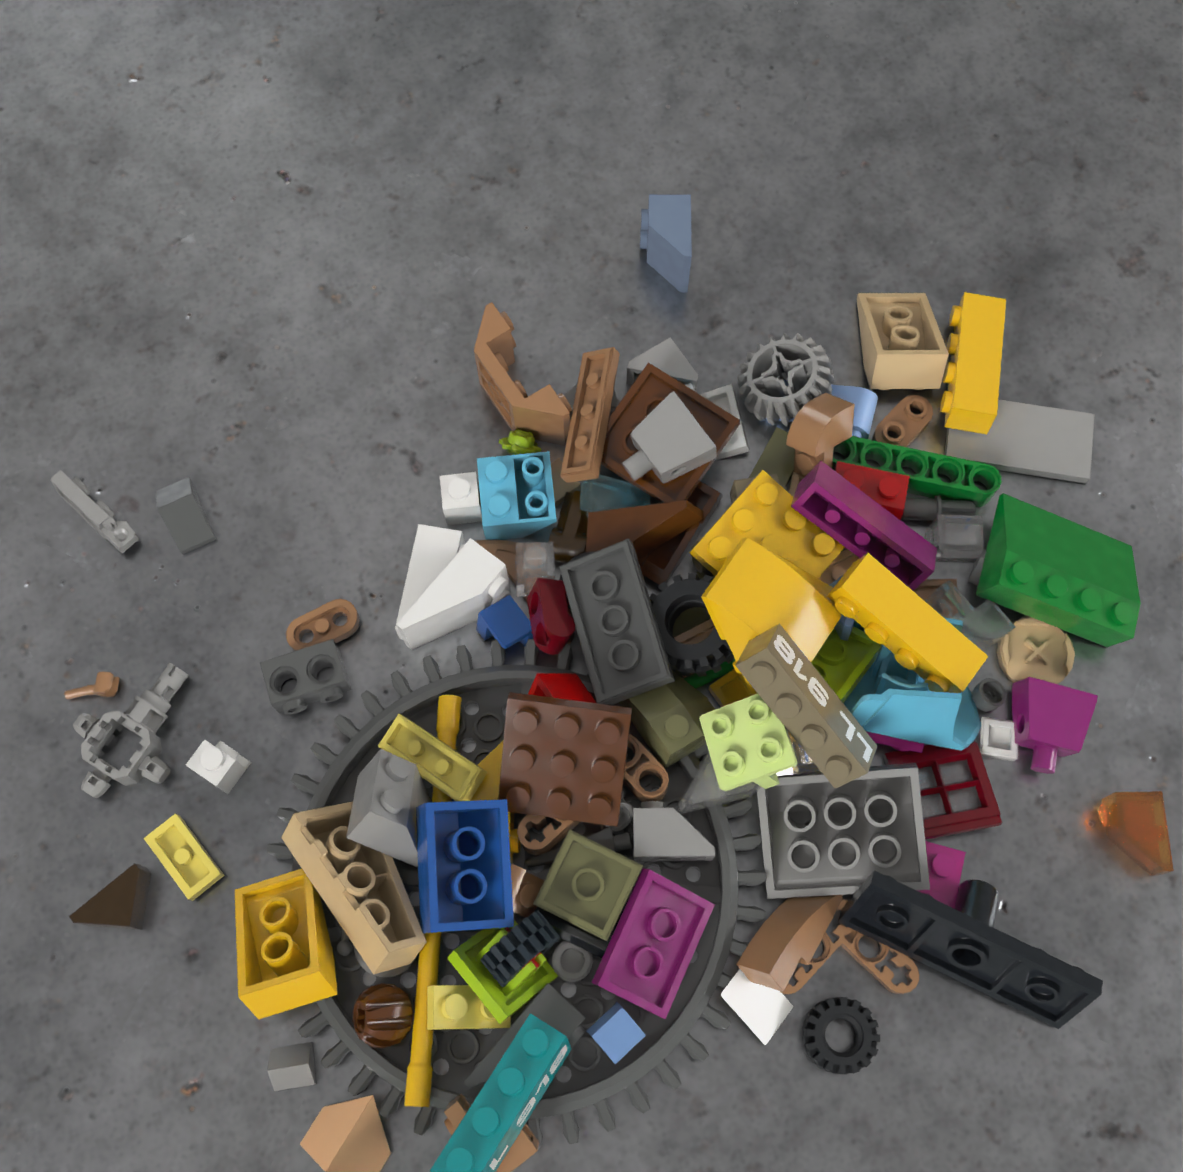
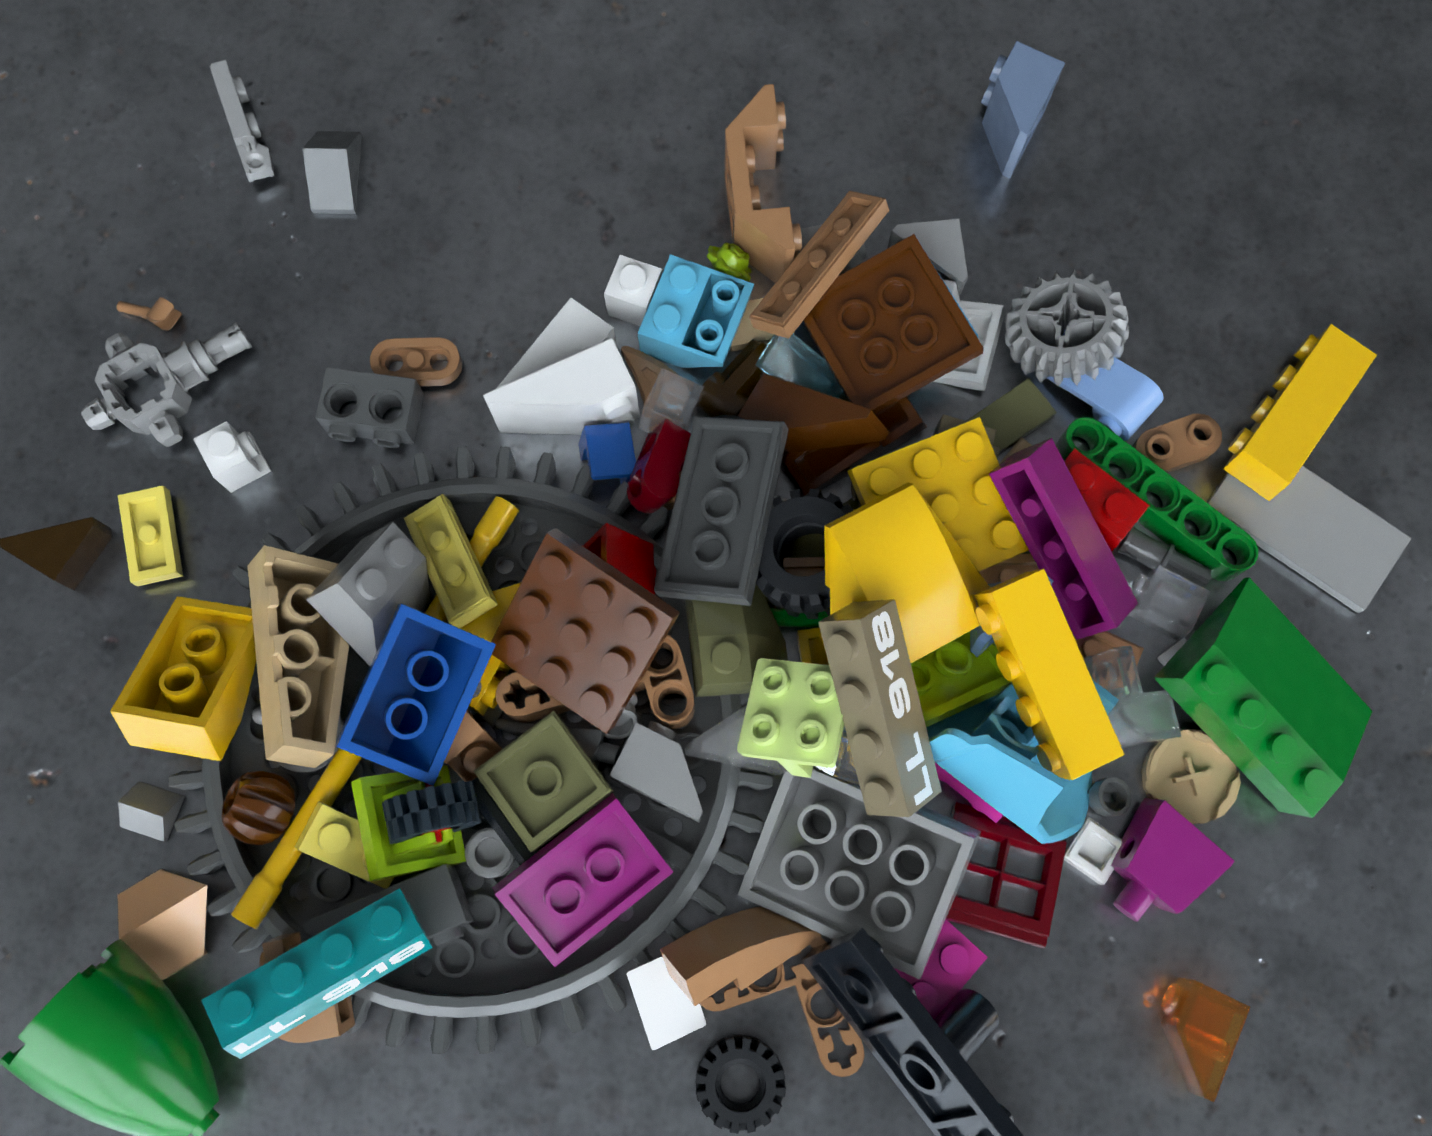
camera: 25 degrees right, 5 degrees up
(616, 1032) = (494, 954): medium blue tile -> none
(669, 442) = (887, 335): light grey torso -> none
(818, 429) = (1072, 401): medium nougat brick -> none
(900, 341) = (1225, 347): tan slope -> none

